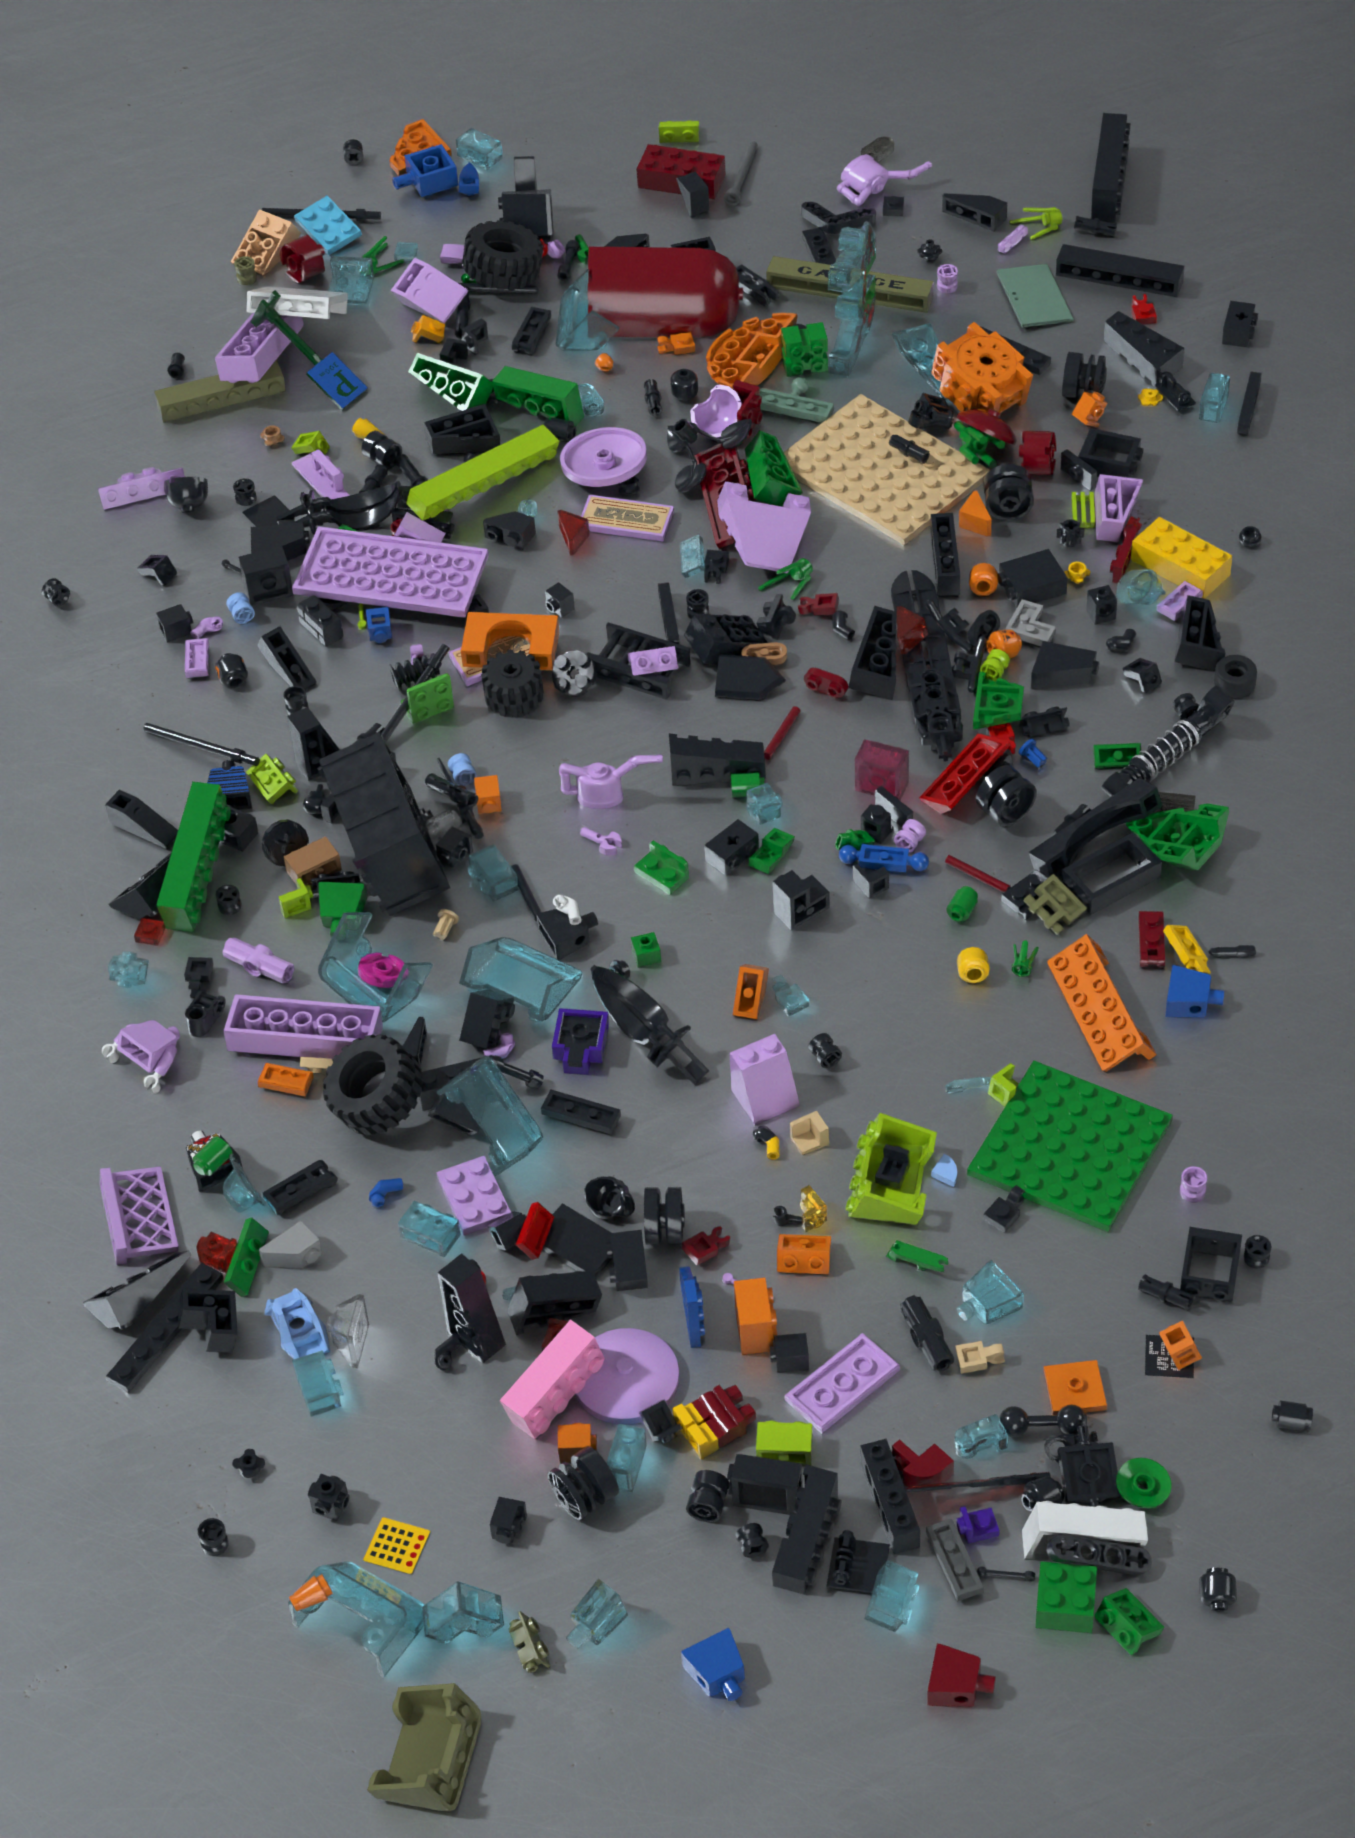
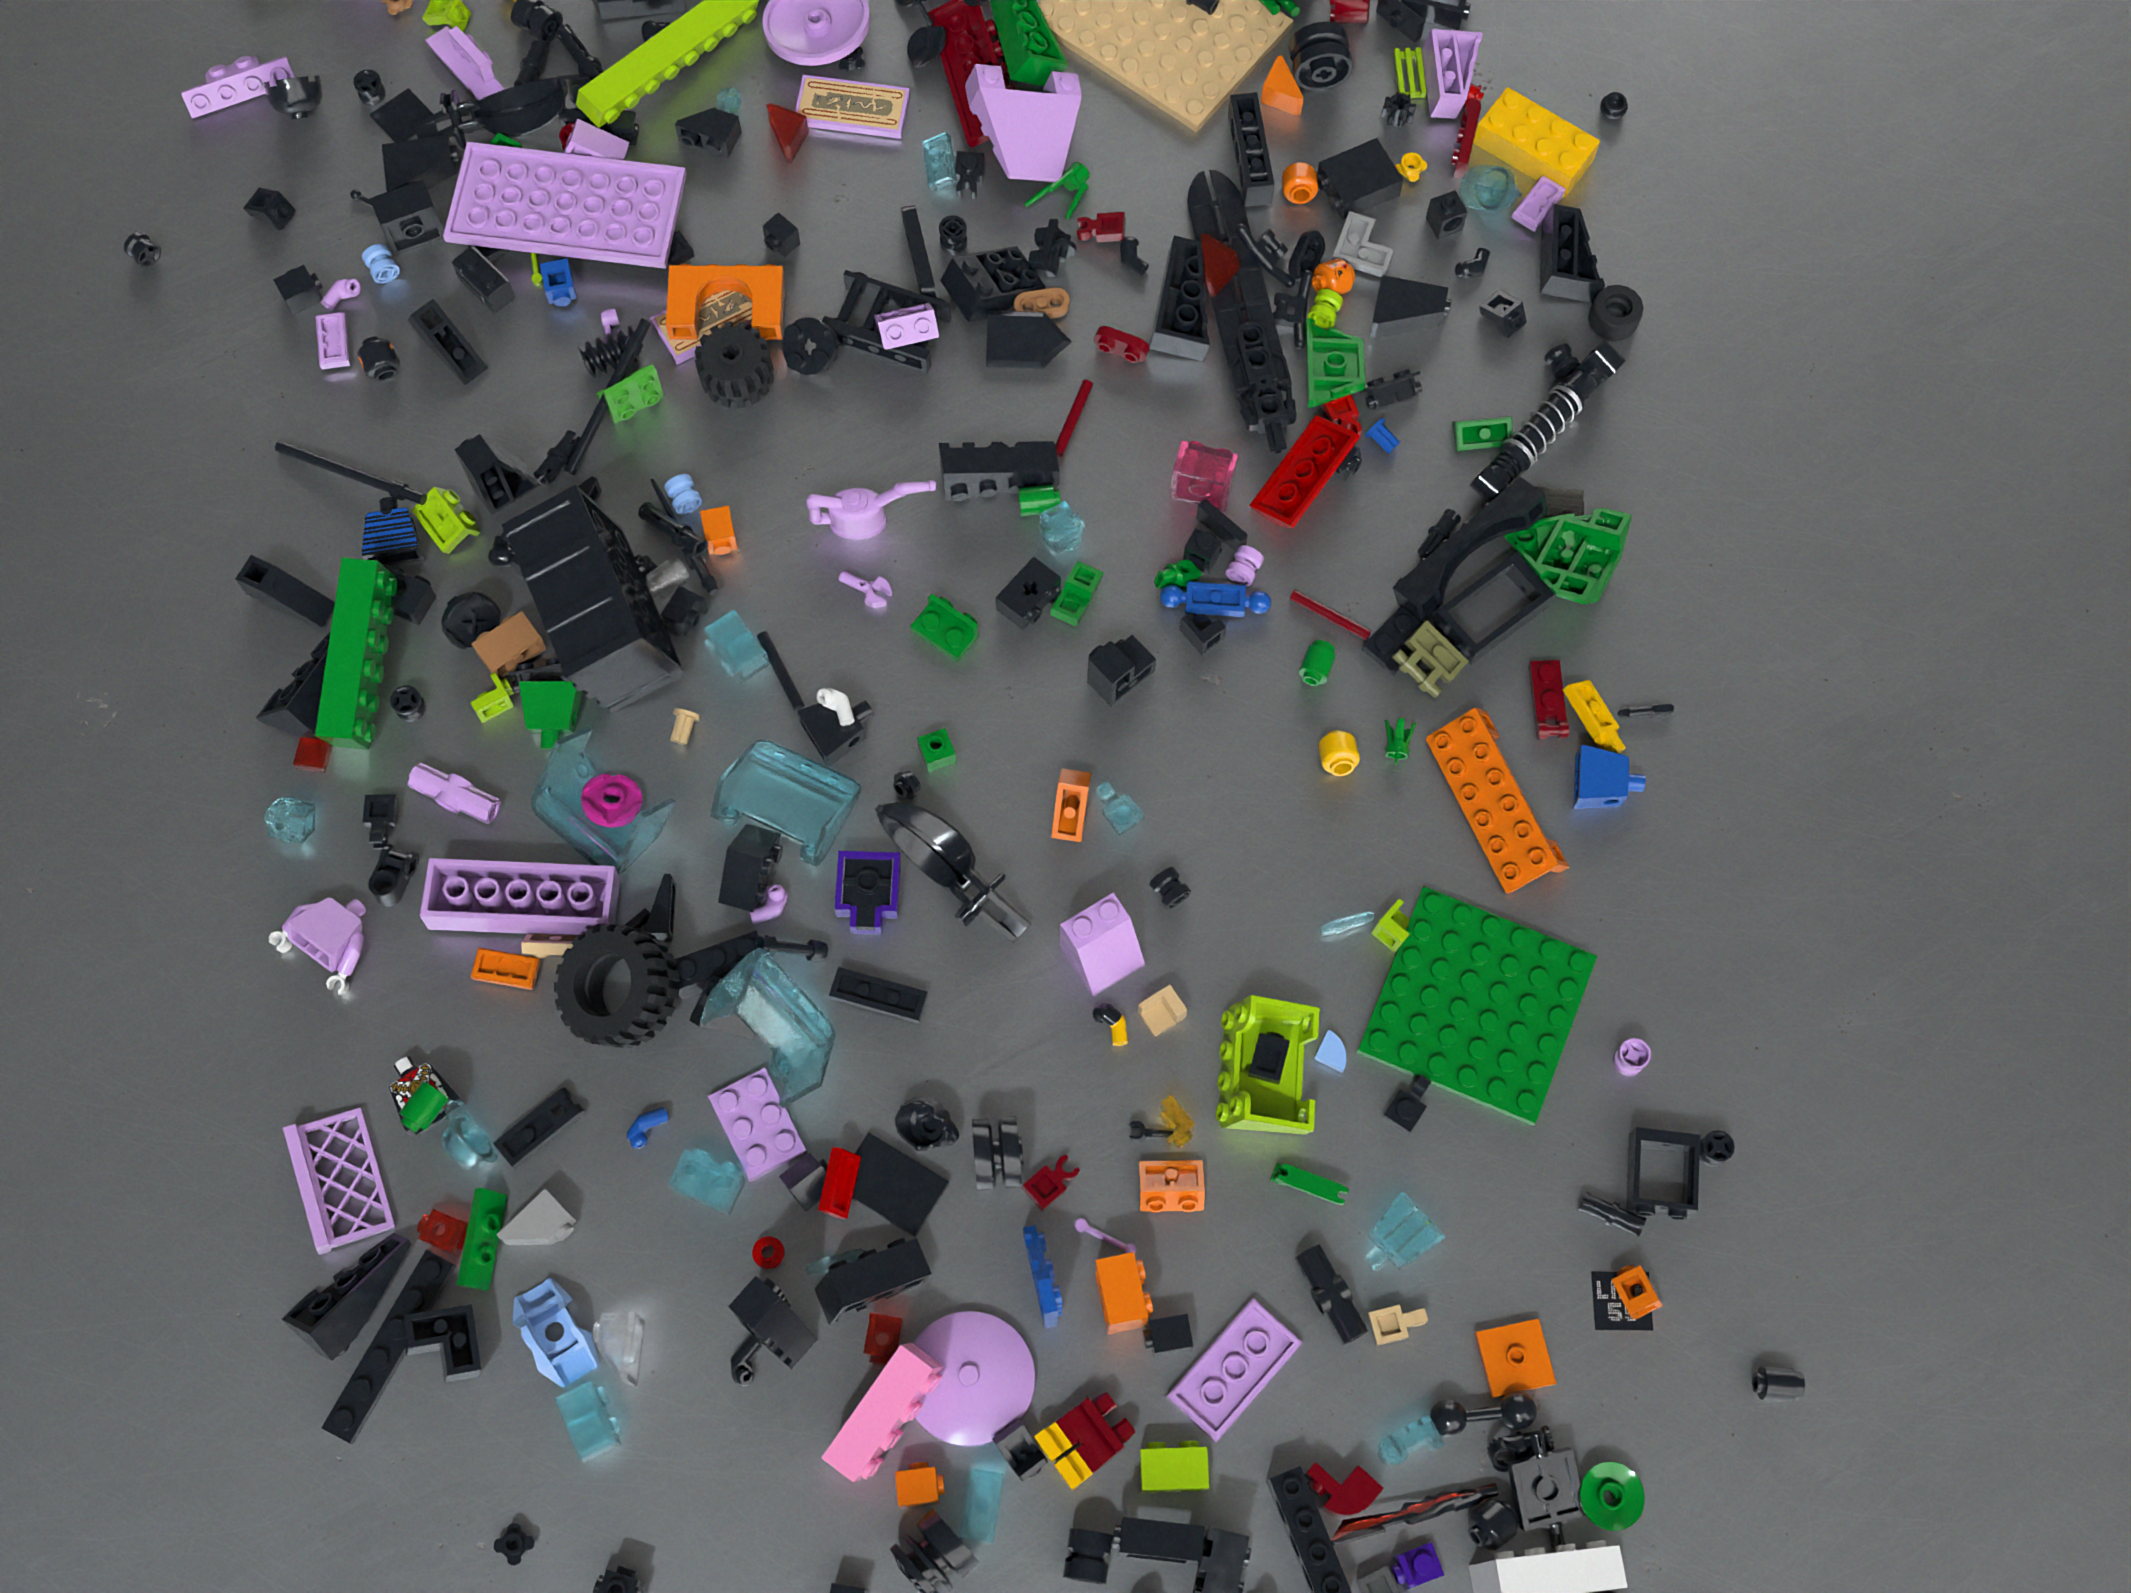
camera: 10 degrees left, 20 degrees up
(295, 699) = (464, 402): black wheel -> none
(628, 1260) = (958, 1217): black brick -> none
(1006, 795) = (1358, 506): black wheel -> none

